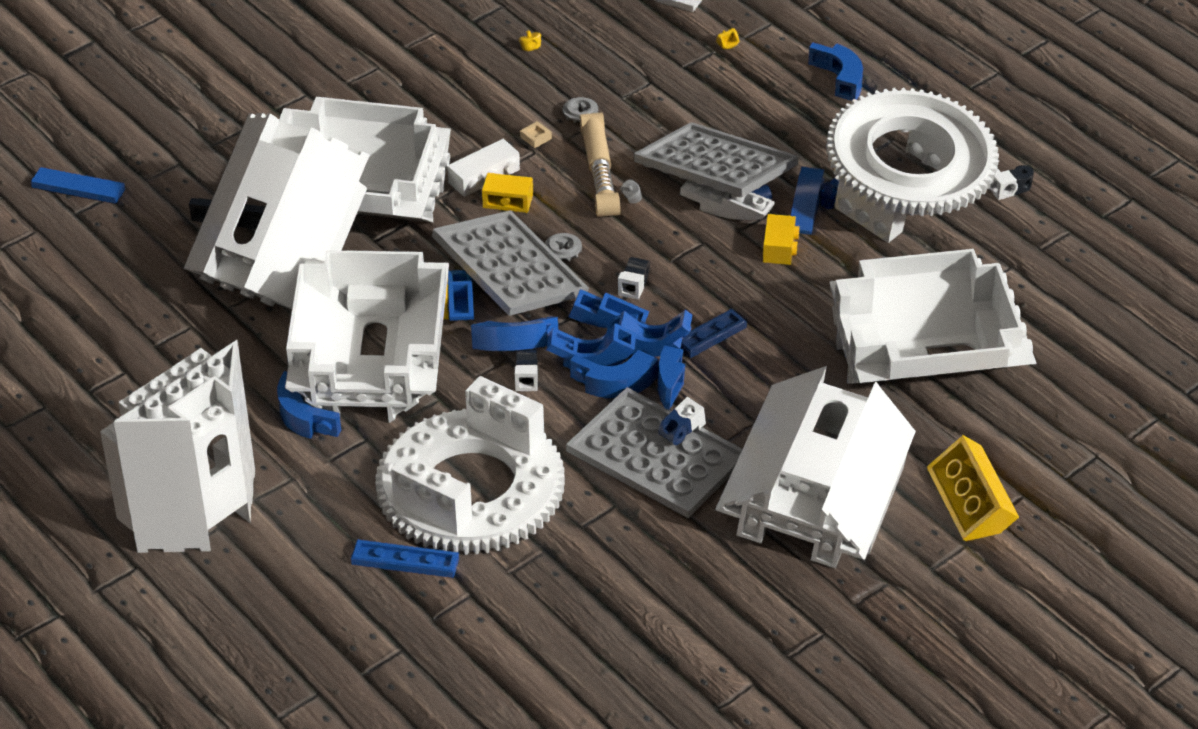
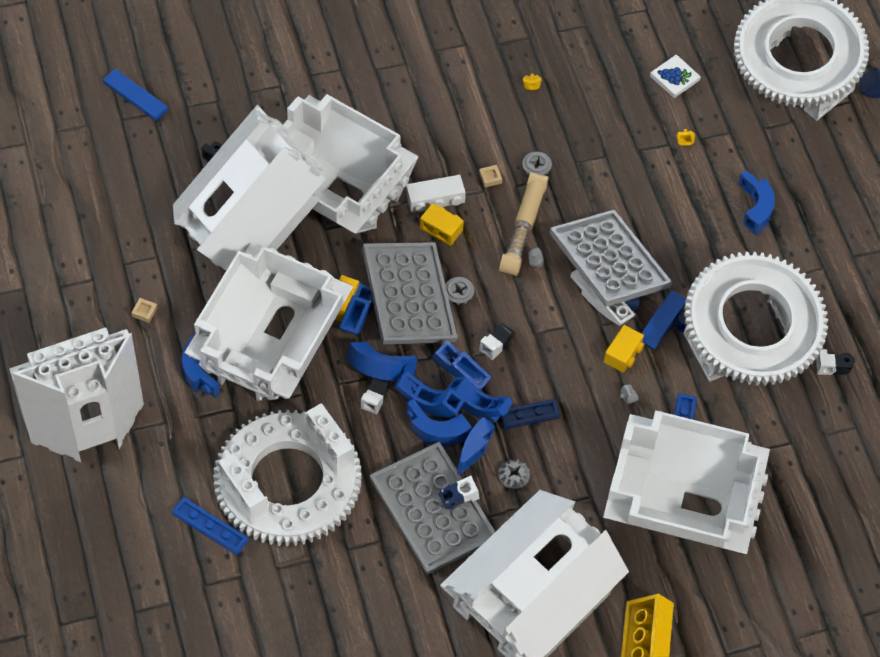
camera: 20 degrees right, 15 degrees up
(732, 399) = (514, 481): none -> light grey gear
(809, 279) = (628, 394): none -> light grey piece

